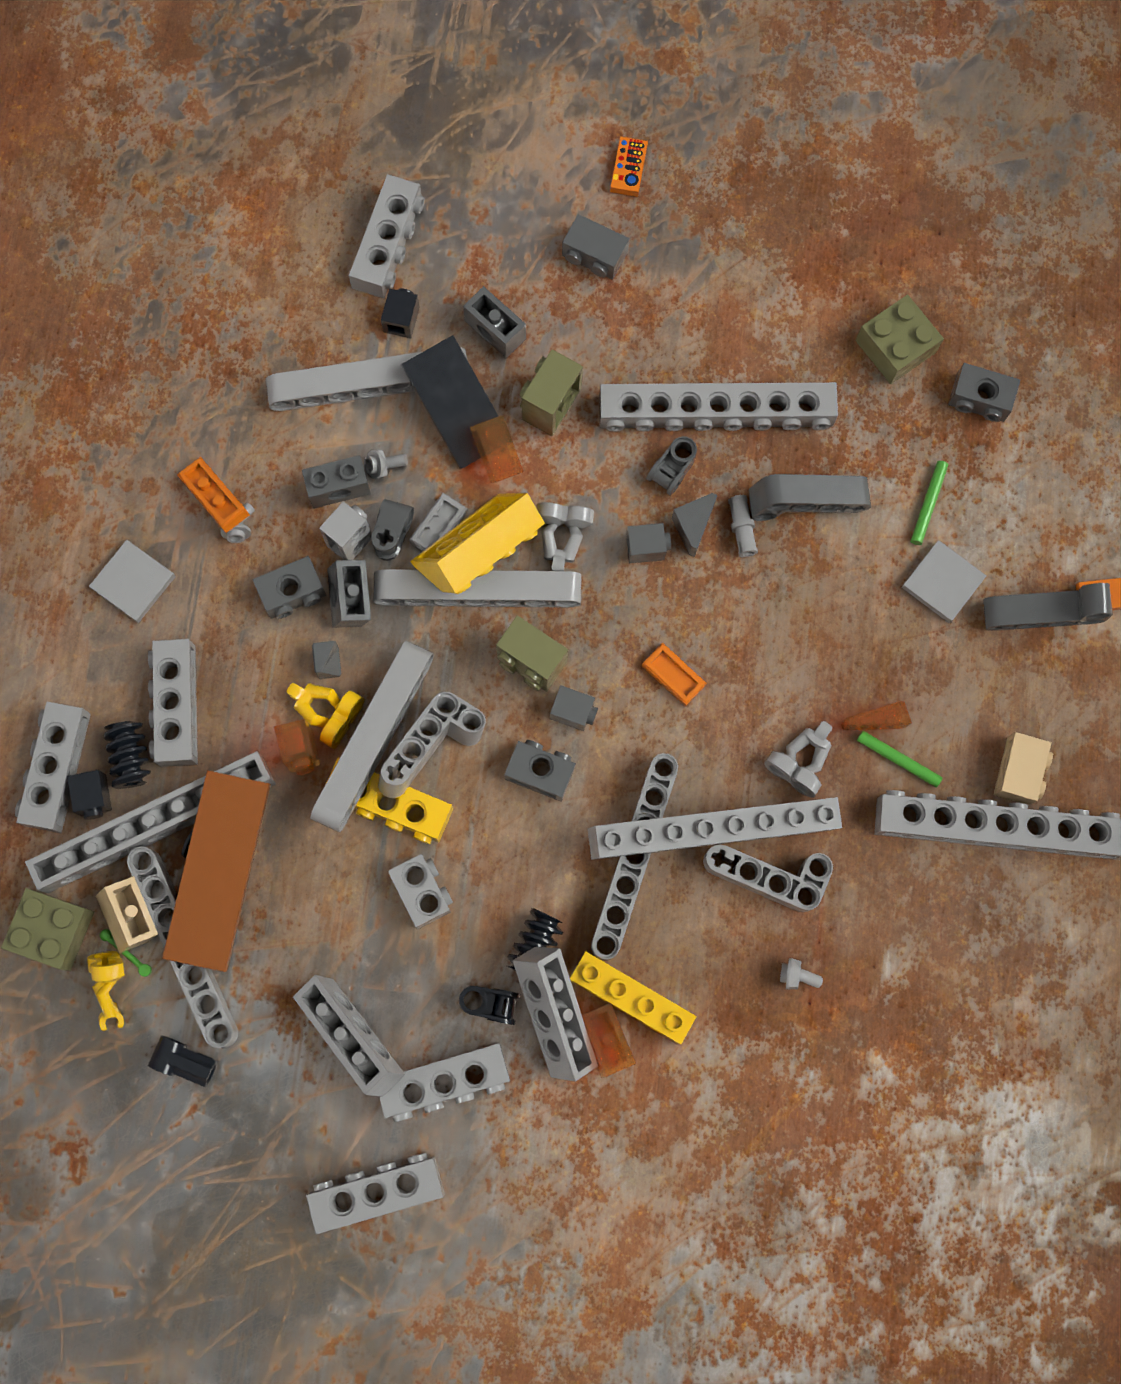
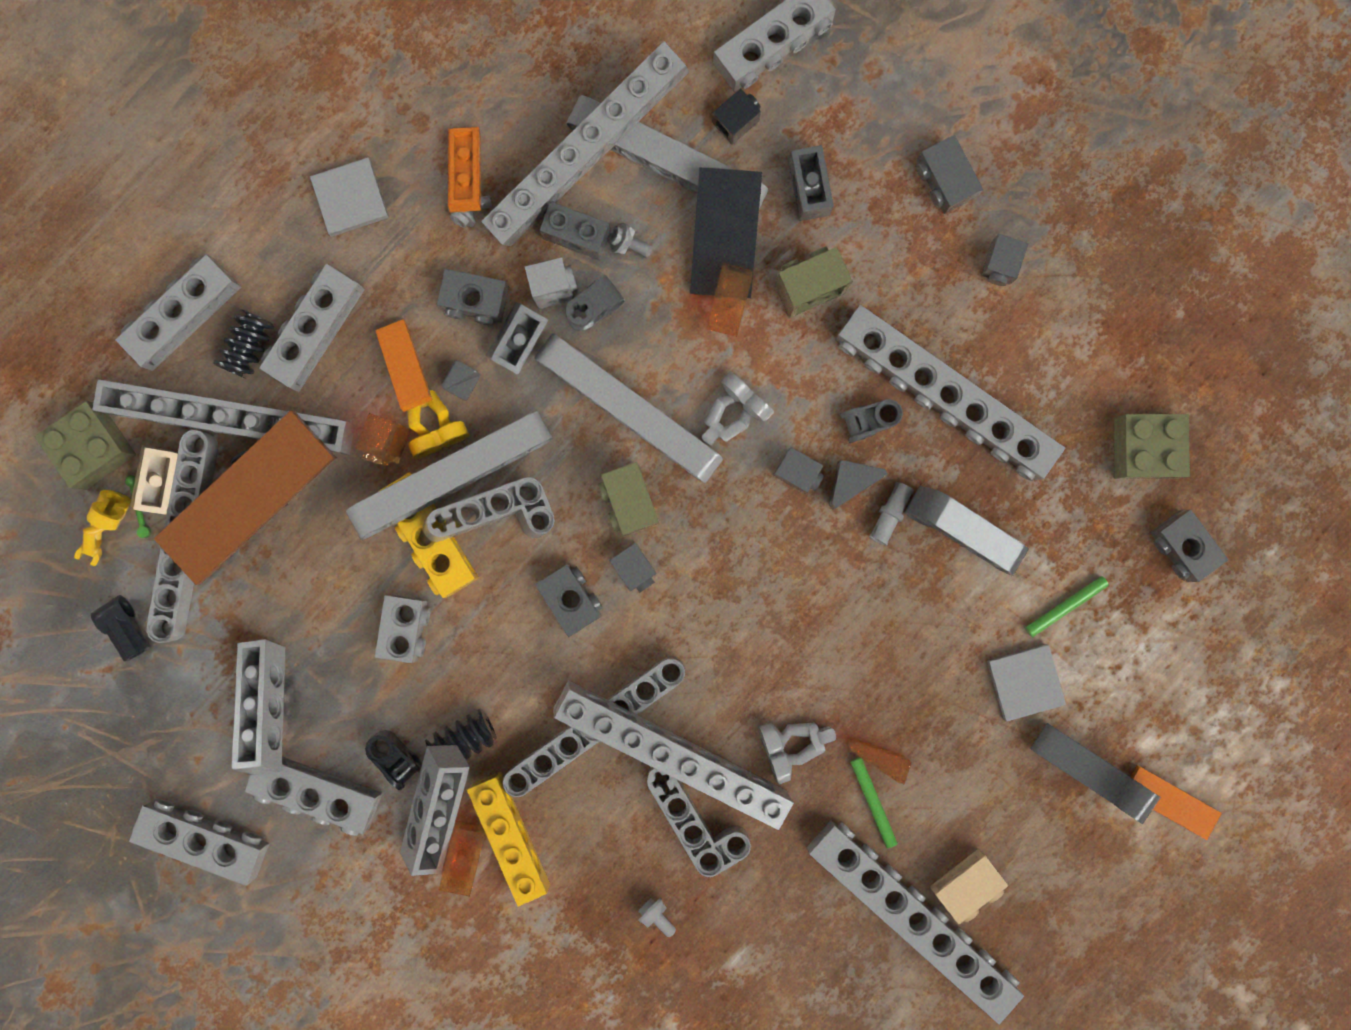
camera: 45 degrees right, 10 degrees up
(89, 794) = (192, 356): black brick -> none
(272, 678) = (403, 365): none -> orange tile
(299, 408) = (586, 144): none -> light grey brick
(439, 521) = (635, 329): light grey plate -> none
(479, 542) = (655, 371): yellow slope -> none
(629, 166) = (1035, 119): tile -> none
(674, 674) = (740, 597): orange tile -> none
(684, 280) = (1004, 260): none -> dark grey brick

